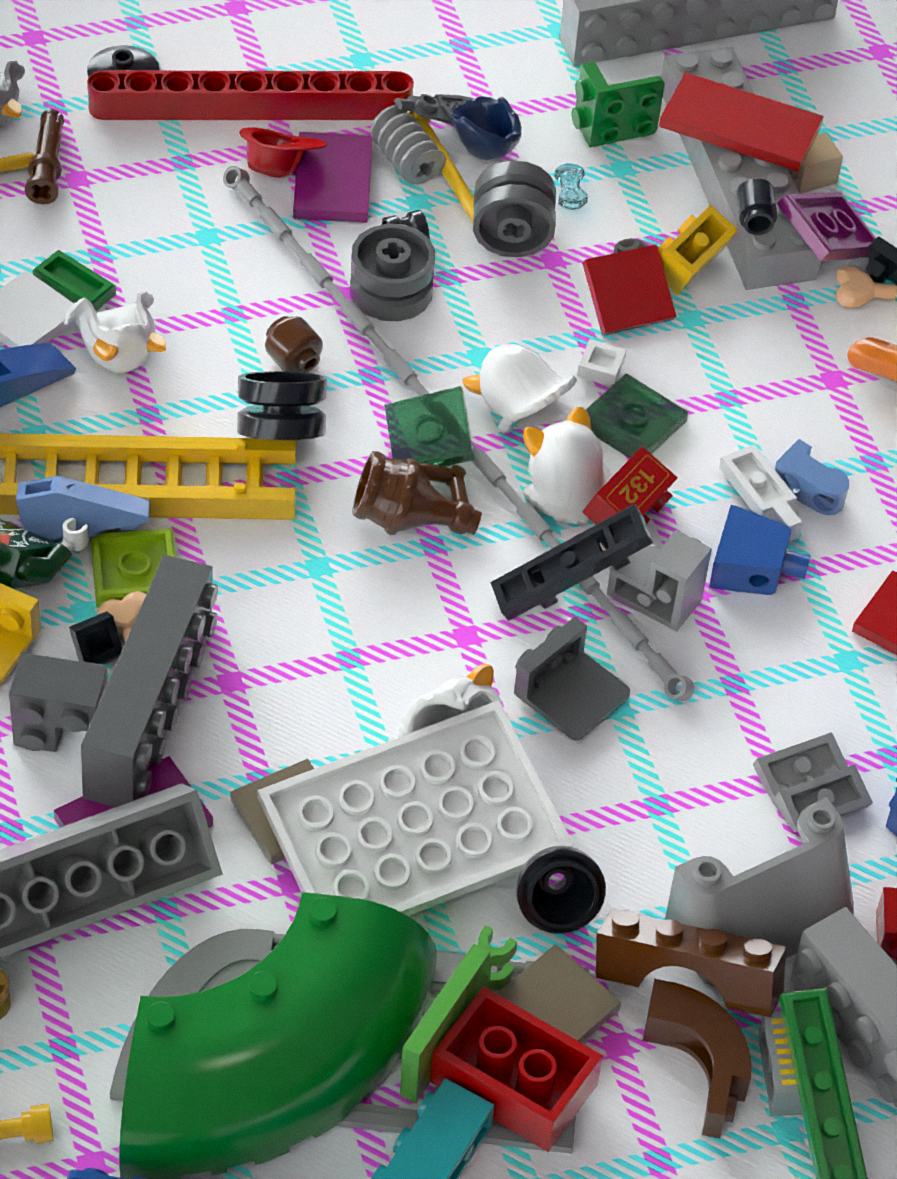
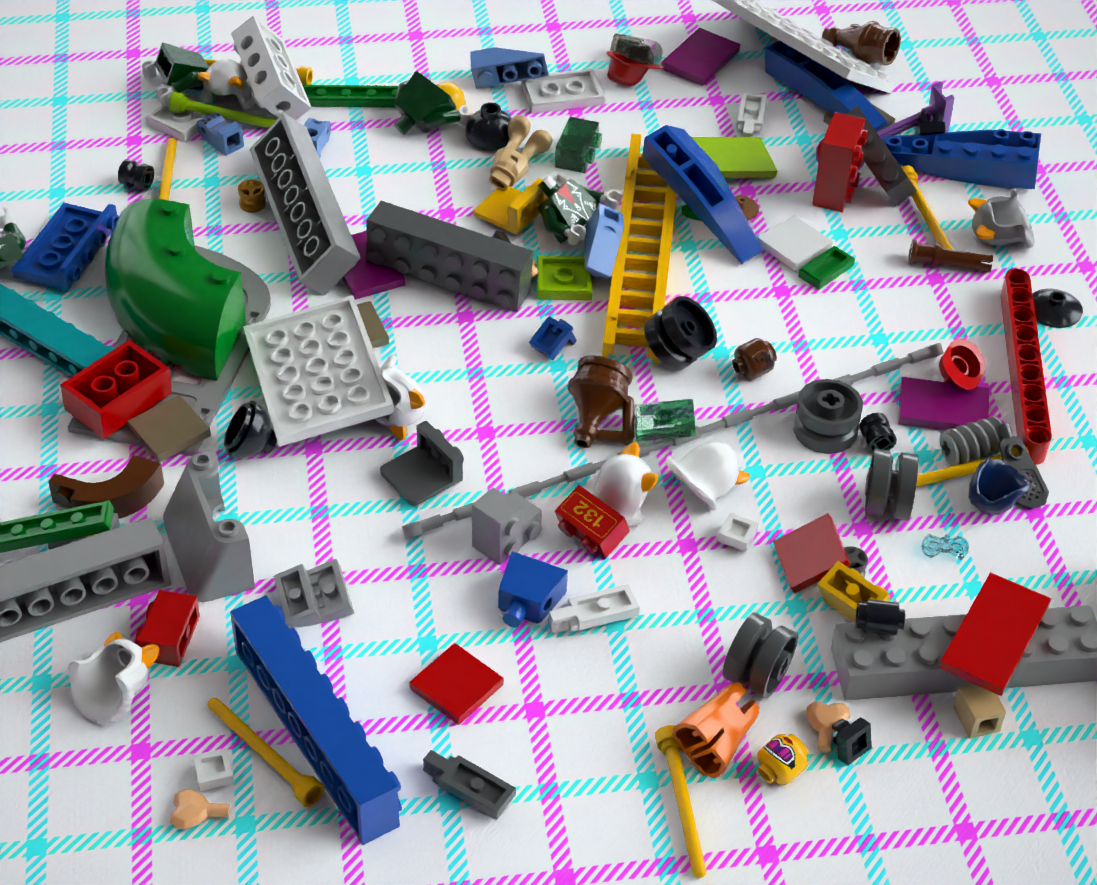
camera: 100 degrees right, 5 degrees down
(53, 696) = (443, 203): dark grey brick -> none
(119, 336) = (763, 269): white hair -> none
(281, 562) = (552, 337): none -> blue bracket
(449, 1005) = (169, 354): bright green tile -> none
(571, 563) = (517, 467): black hinge -> none
(616, 110) = (1025, 555): green bracket -> none
(634, 417) = (682, 548): clear green tile -> none
(741, 968) = (151, 488): reddish brown arch -> none
(812, 324) = (760, 655): none -> dark grey wheel
(812, 480) = (603, 640): medium blue leg -> none
(828, 225) = (878, 686): magenta tile -> none

